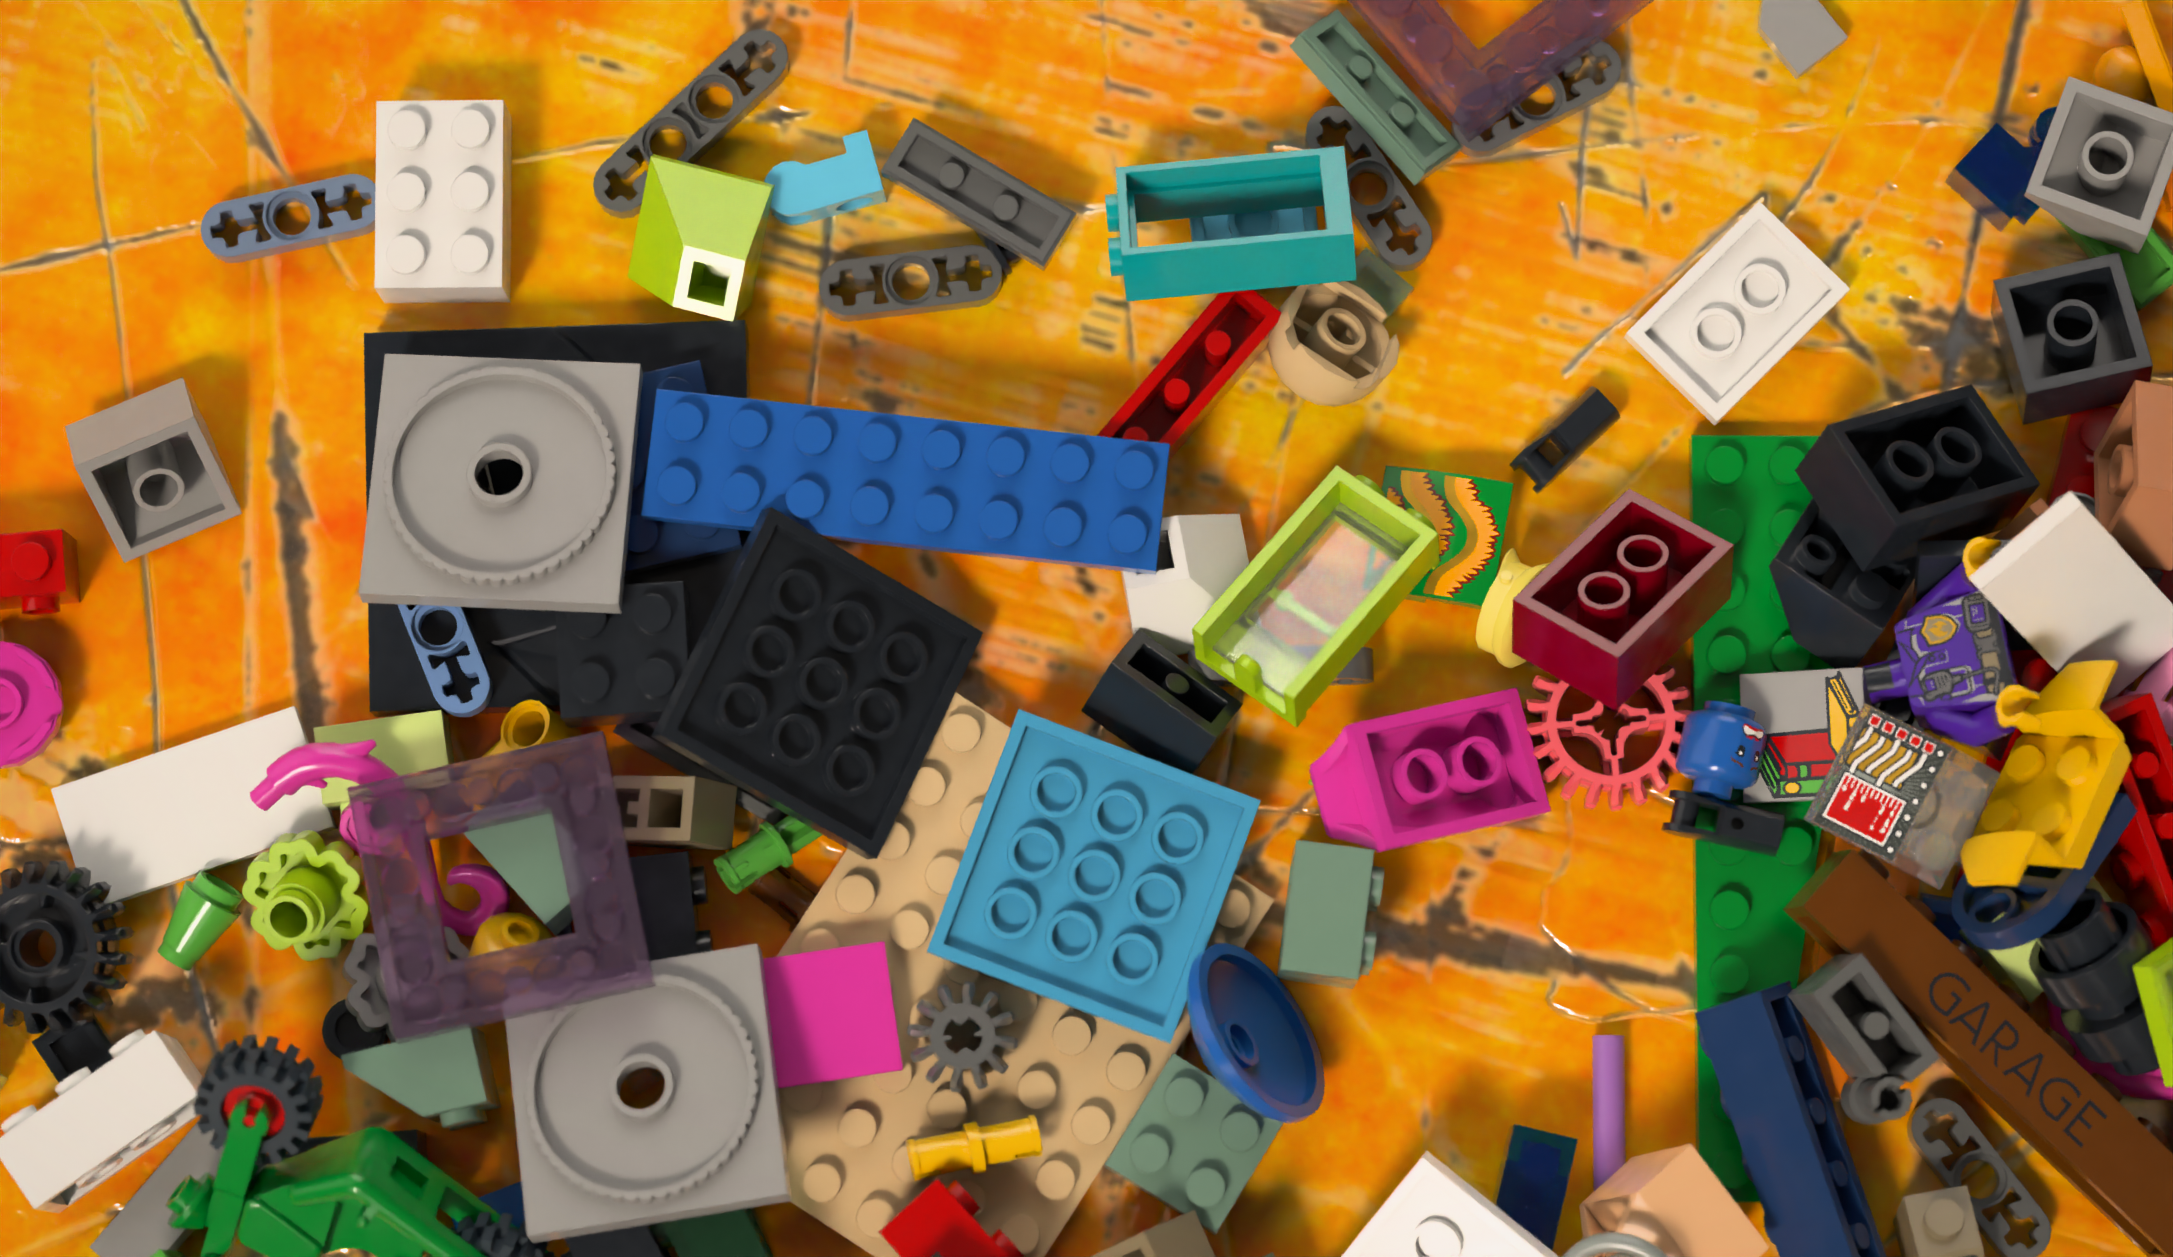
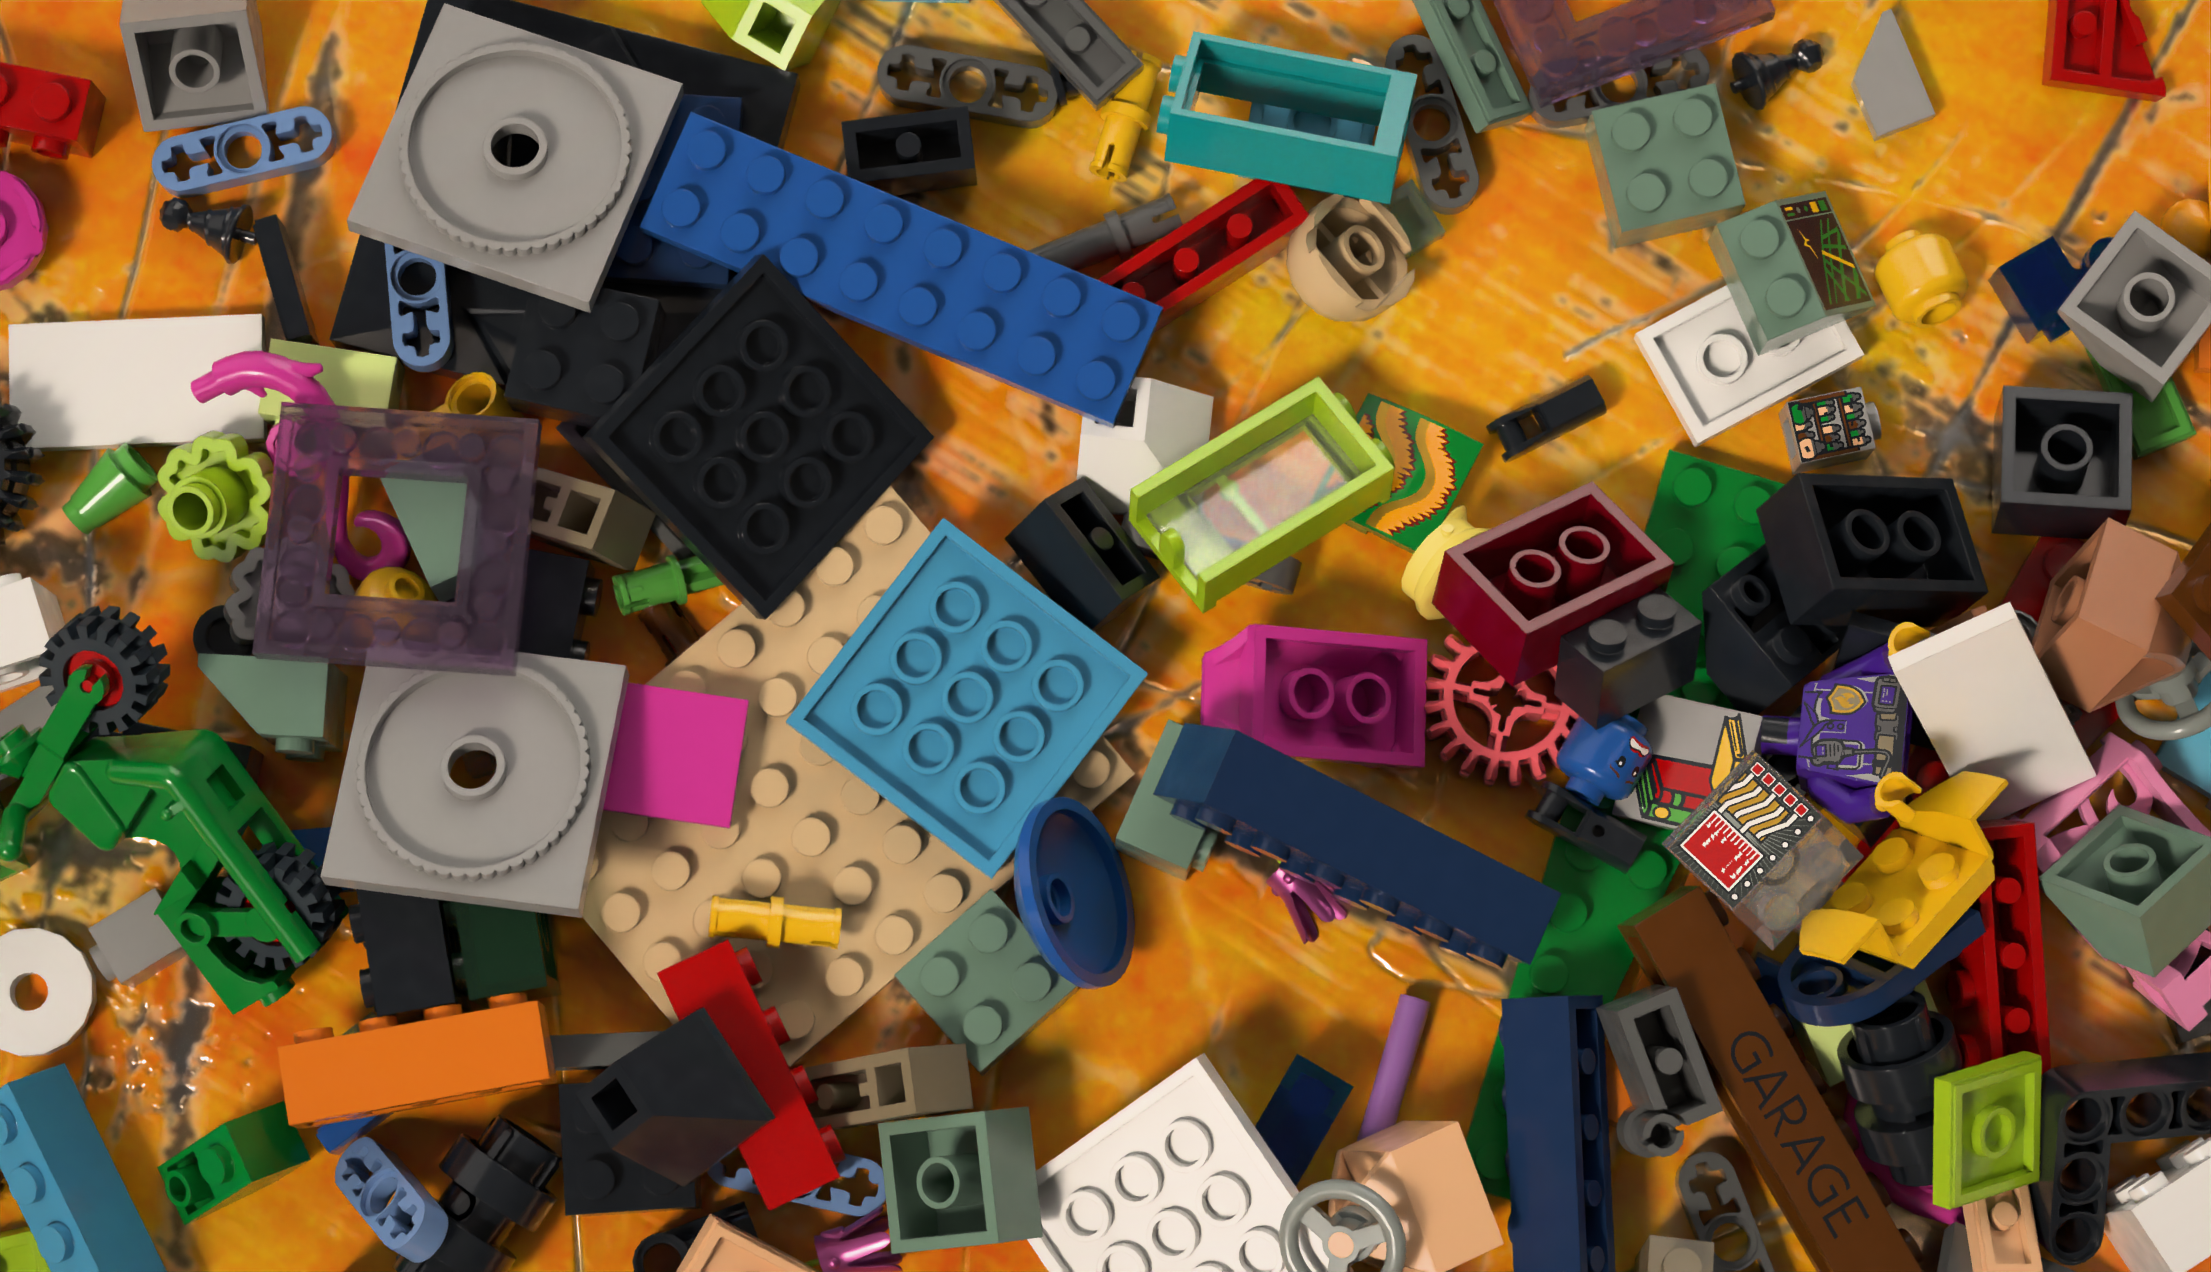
camera: 15 degrees right, 0 degrees up
(194, 589) = (202, 176): none -> medium blue beam
(229, 634) = (221, 228): none -> black piece
(308, 668) = (285, 280): none -> black tile
(878, 363) = (911, 151): none -> black brick
(959, 1014) = (799, 791): dark grey gear -> none
(1072, 274) = (1124, 121): none -> yellow pin
(1095, 387) = (1112, 236): none -> dark grey pin
(1469, 954) = (1316, 896): none -> flat silver piece
(1512, 909) = (1355, 845): none -> dark blue brick
(1604, 163) = (1664, 165): none -> sand green brick
(1670, 48) = (1763, 74): none -> black piece
(1716, 650) = (1627, 658): none -> black brick
(1756, 229) = (1789, 270): none -> sand green slope
(1838, 371) = (1829, 429): none -> brick
(1882, 200) = (1921, 279): none -> yellow head

